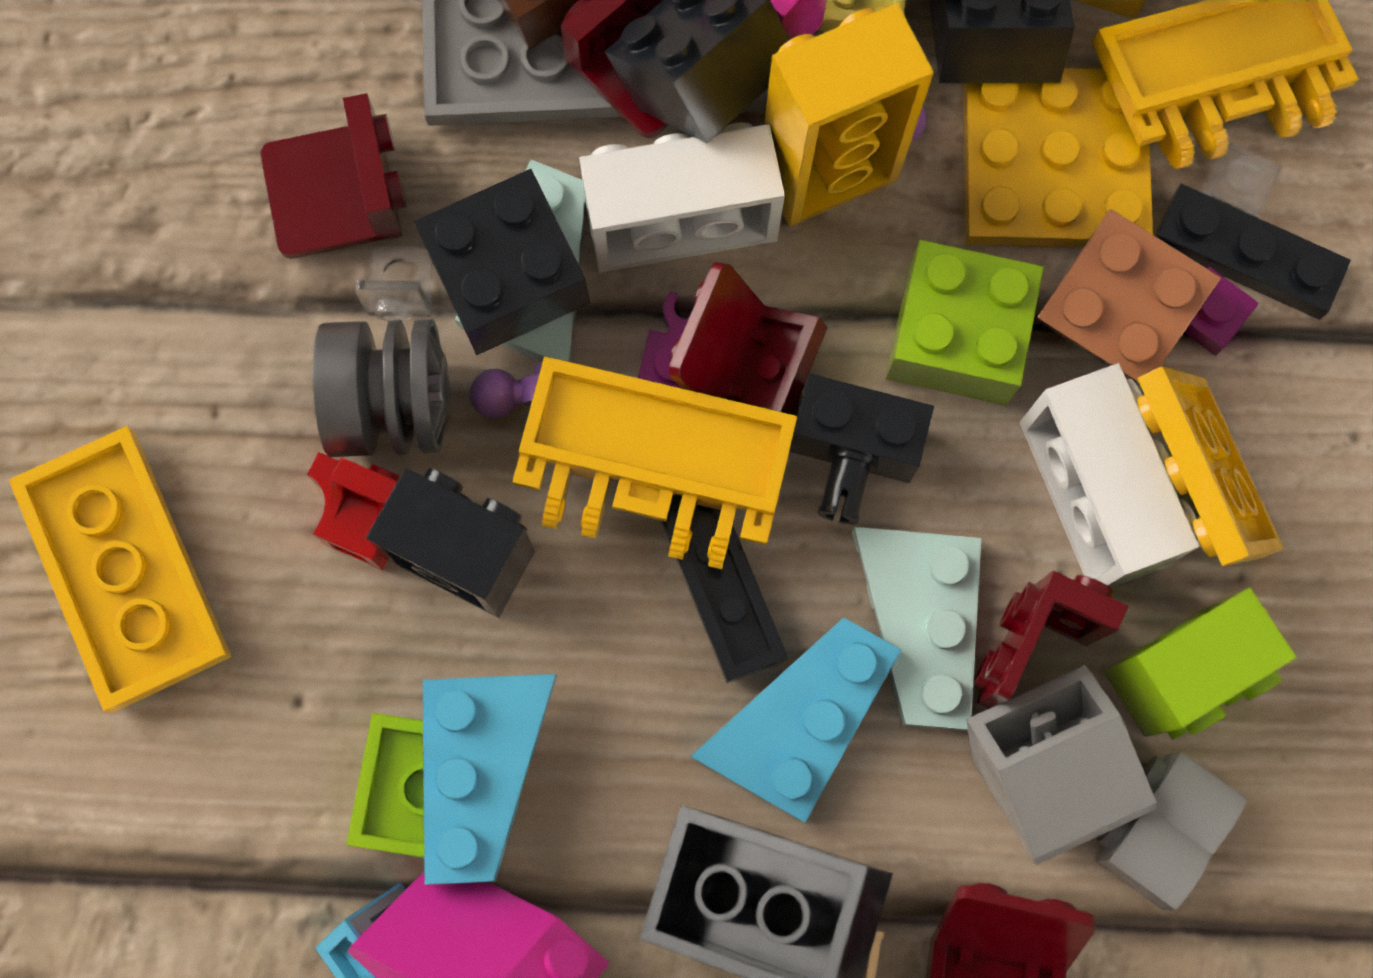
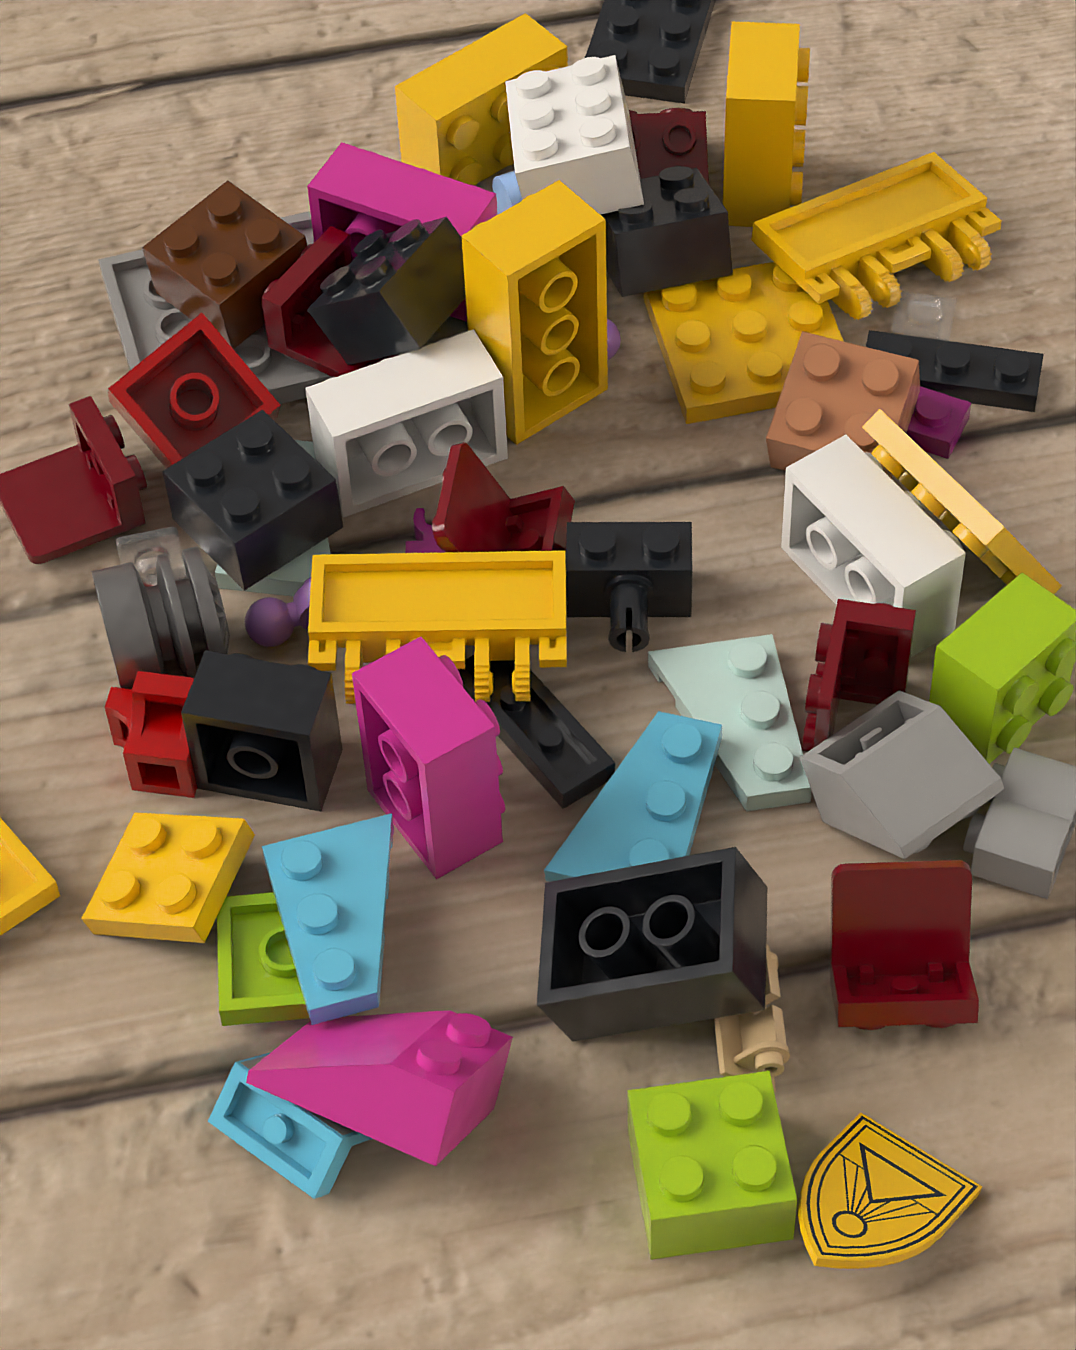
camera: 10 degrees left, 25 degrees down
(333, 674) = (168, 877): none -> yellow plate
(469, 123) = (189, 392): none -> red brick
(599, 635) = (430, 755): none -> dark pink brick
(965, 322) = (704, 466): lime brick -> none

